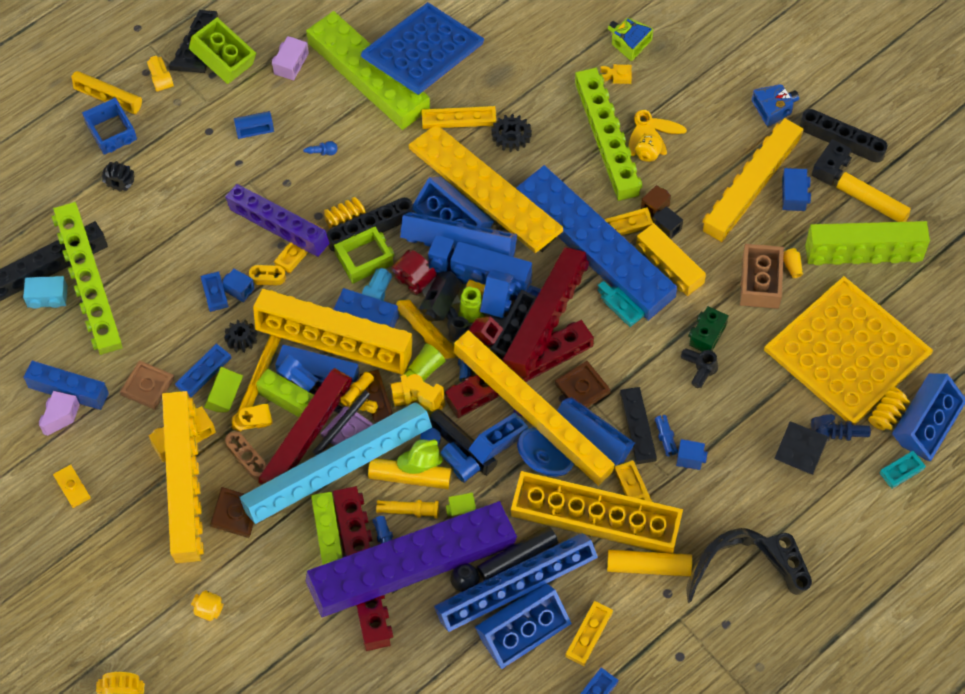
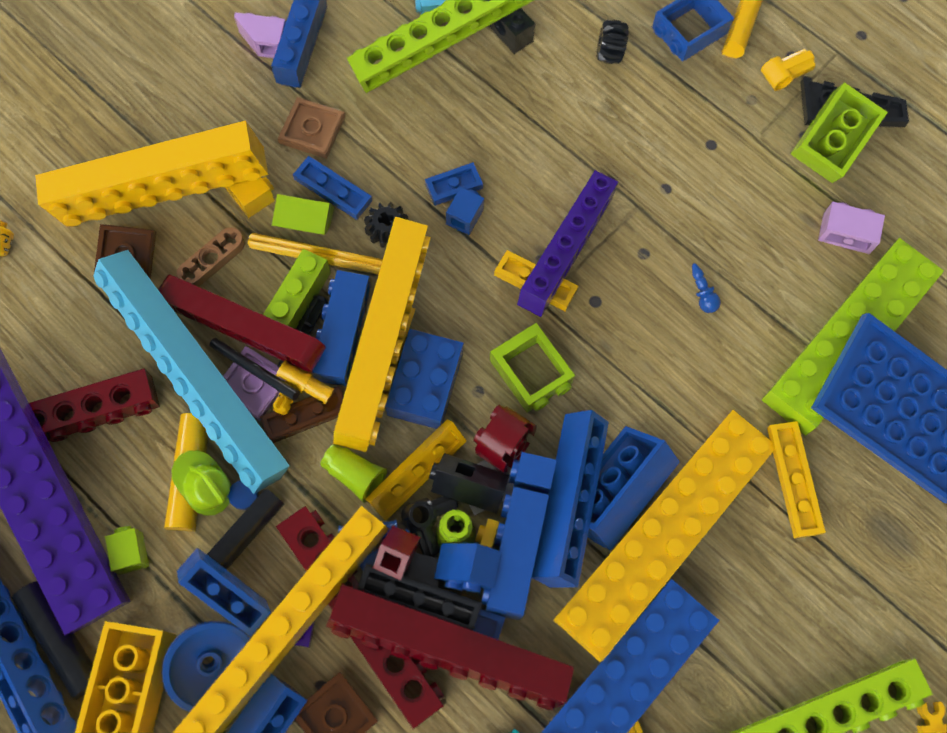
camera: 80 degrees right, 10 degrees up
(71, 486) = (166, 66): yellow plate -> none
(252, 417) = (259, 258): yellow piece -> none
(254, 124) = (729, 195): blue brick -> none
(267, 275) = (494, 246): yellow beam -> none
(293, 371) = (321, 291): blue piece -> none
(327, 527) = (81, 370): lime brick -> none
(343, 213) = (594, 333): yellow piece -> none
(375, 217) = (586, 383): black beam -> none
(378, 284) = (471, 390): dark azure piece -> none
(382, 529) = (87, 448): blue pin -> none
(413, 389) = (304, 466): yellow hips -> none
(413, 508) = (129, 488): yellow pin -> none
(463, 466) = (203, 537): blue piece -> none
(464, 577) = (18, 569): black brick -> none
(511, 132) = (791, 569): black gear -> none

